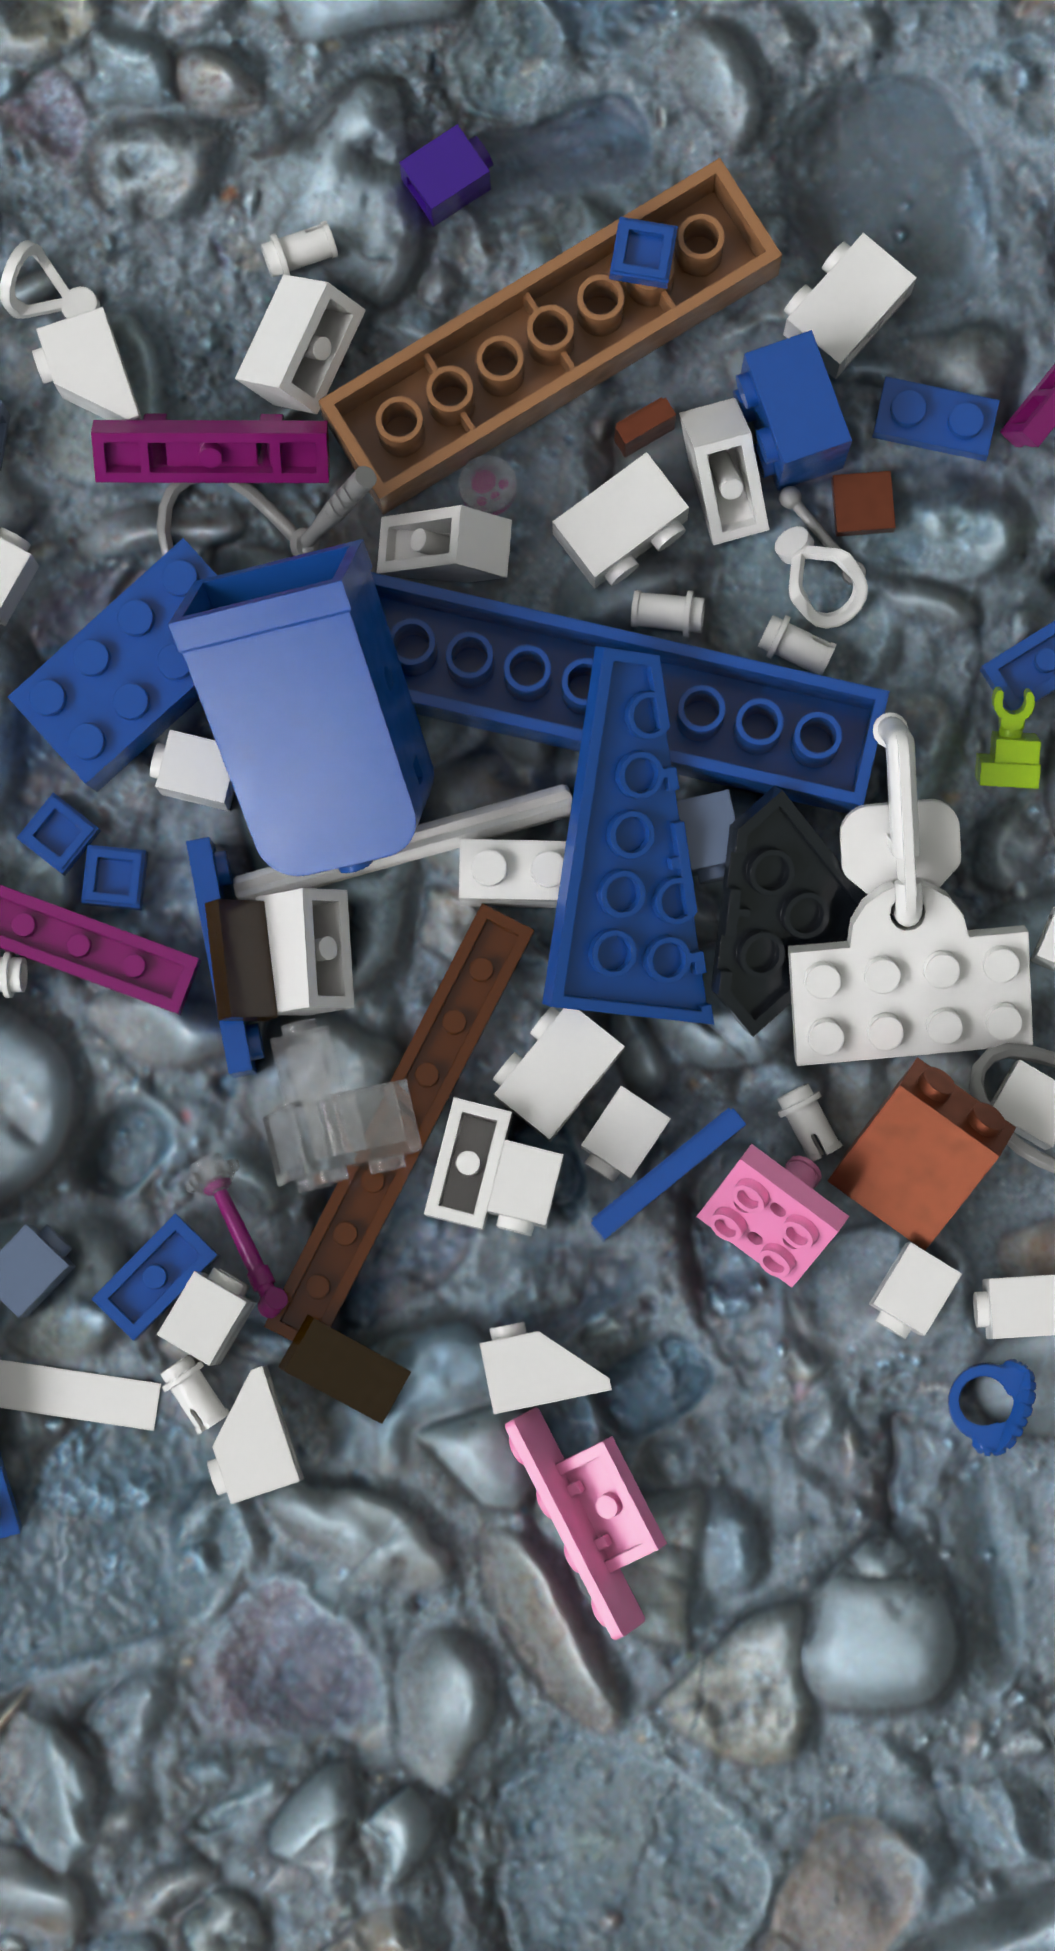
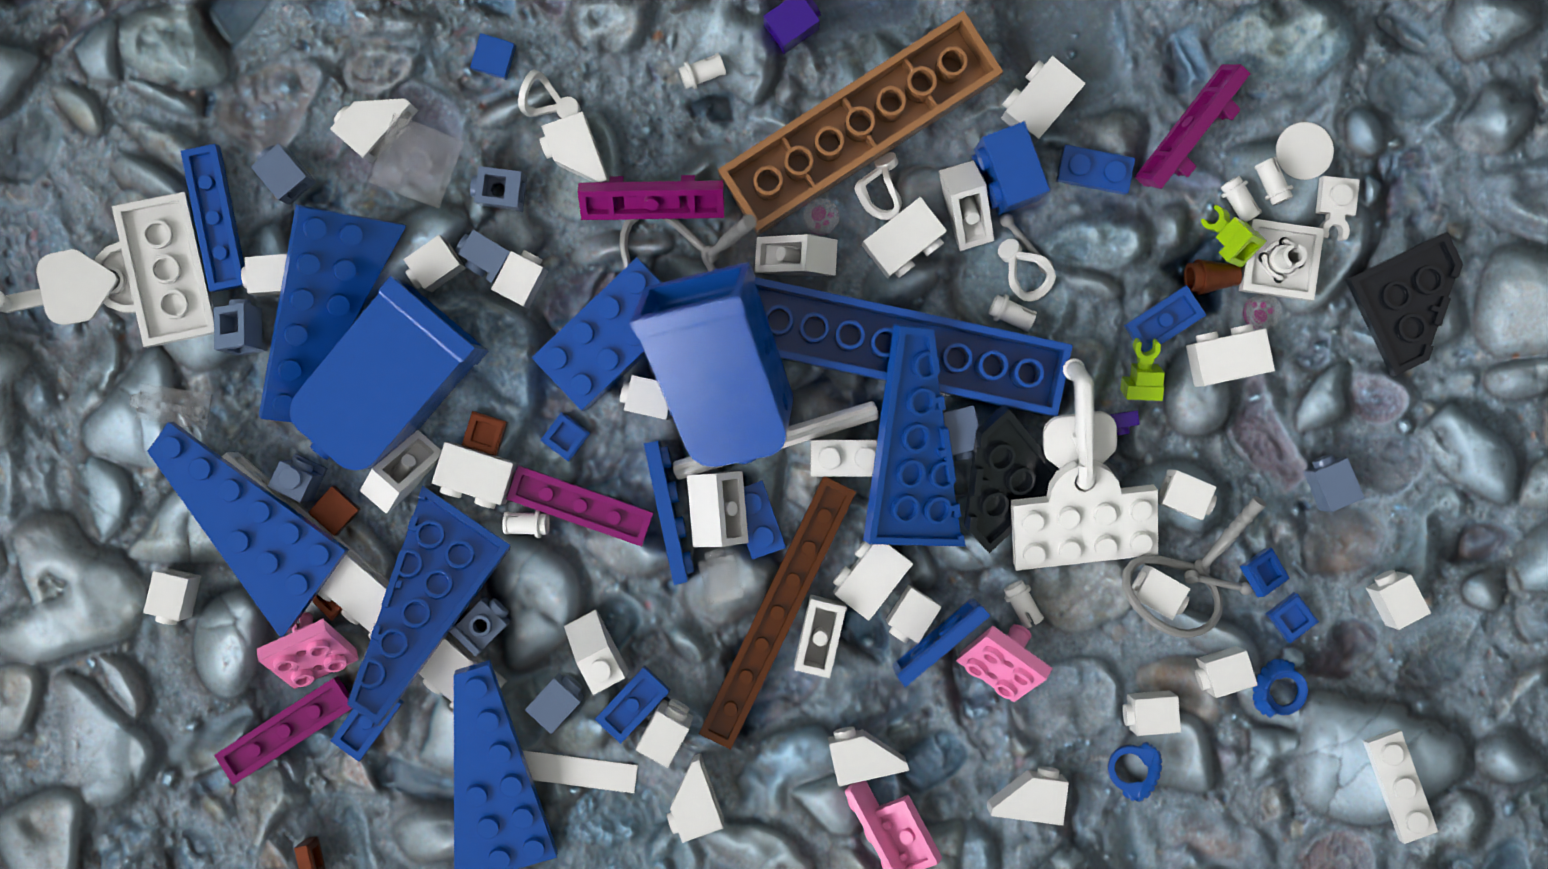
camera: 10 degrees left, 5 degrees up
(97, 1188) = (595, 652): none -> white slope
(114, 877) = (600, 462): blue tile -> none
(194, 1393) = (658, 775): white pin -> none
(214, 1177) = (665, 645): magenta piece -> none
(241, 960) = (679, 516): dark brown tile -> none
(300, 343) = (705, 131): white brick -> none
(326, 1135) = (744, 621): clear brick -> none
(344, 1369) = (747, 758): dark brown tile -> none
(378, 984) = (762, 526): none -> blue plate
(524, 1187) = (855, 651): white brick -> none
(588, 406) = (883, 166): none -> white piece
(643, 252) = (917, 72): blue tile -> none
(644, 426) = (917, 178): copper tile -> none
(668, 612) = (933, 293): white pin -> none
(822, 1444) = (1033, 797): none -> white slope
(863, 503) = (1051, 223): copper tile -> none
(913, 1291) = (1087, 705): white brick -> none
(922, 1153) = (1094, 626): copper brick -> none
(977, 823) = (1125, 420): none -> dark purple plate

